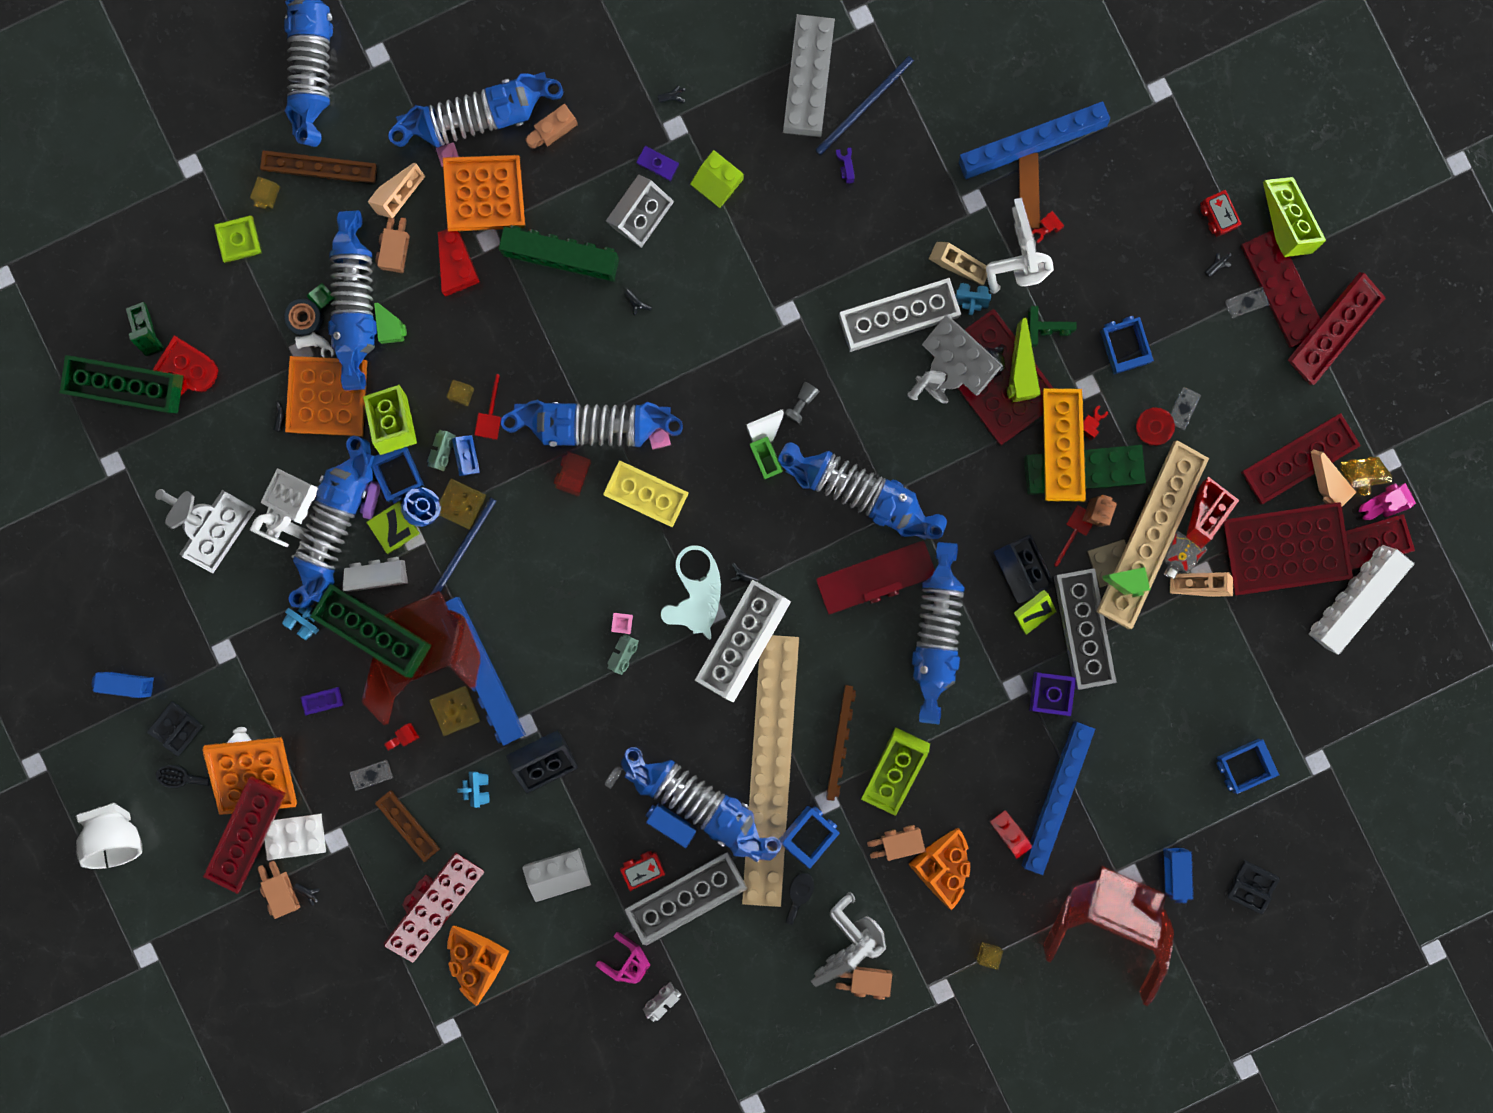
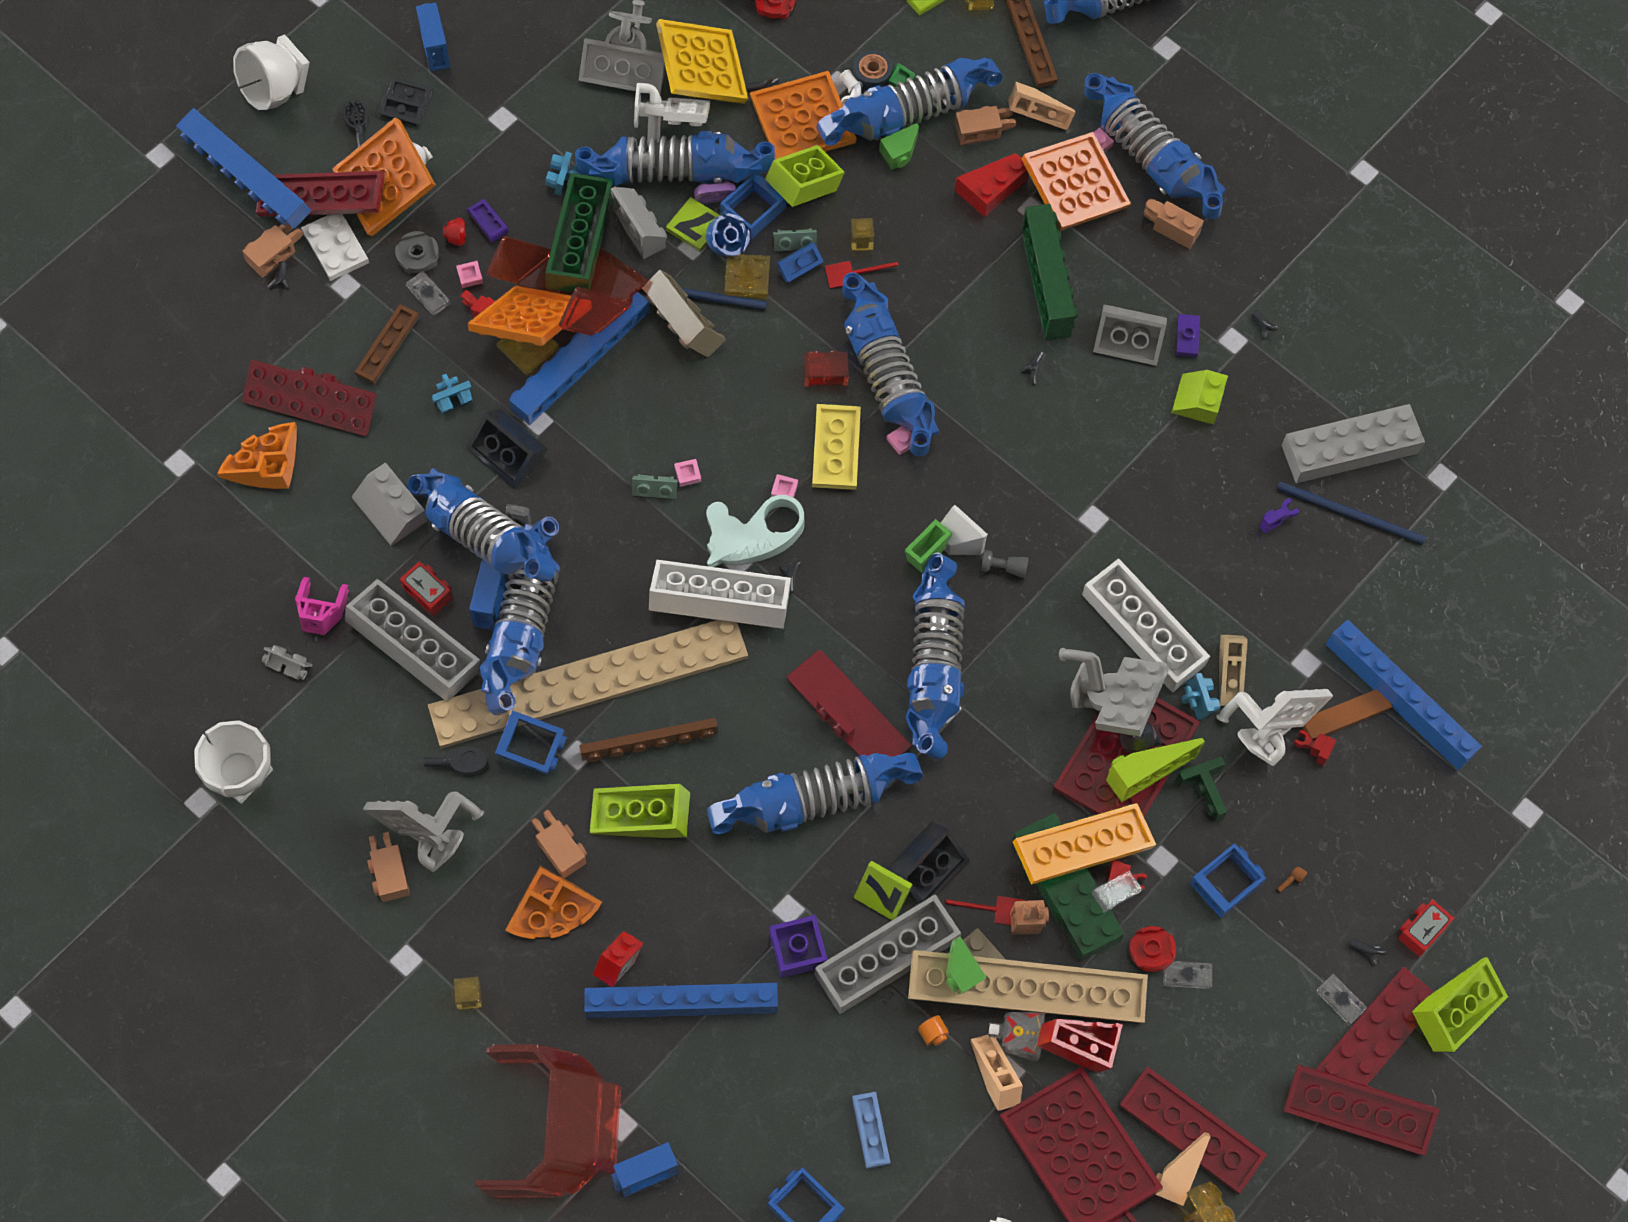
camera: 65 degrees right, 20 degrees down
(194, 891) = (243, 168): none -> blue brick
(241, 462) = (701, 61): none -> yellow plate
(321, 778) = (423, 262): none -> dark grey plate
(323, 732) = (455, 231): none -> red cone
(368, 734) = (469, 274): none -> bright pink plate
(435, 703) = (522, 316): none -> orange plate
(479, 574) = (682, 314): none -> wedge
(615, 815) = (481, 526): none -> blue piece
(666, 551) = (784, 486): none -> bright pink plate
(739, 1076) = (234, 760): none -> white plate
(1108, 436) = (1116, 891): none -> clear tile
(1140, 289) = (1297, 874): none -> dark orange hand
(1155, 618) = (933, 1031): none -> orange plate
(1207, 694) = (871, 1130): none -> medium blue tile

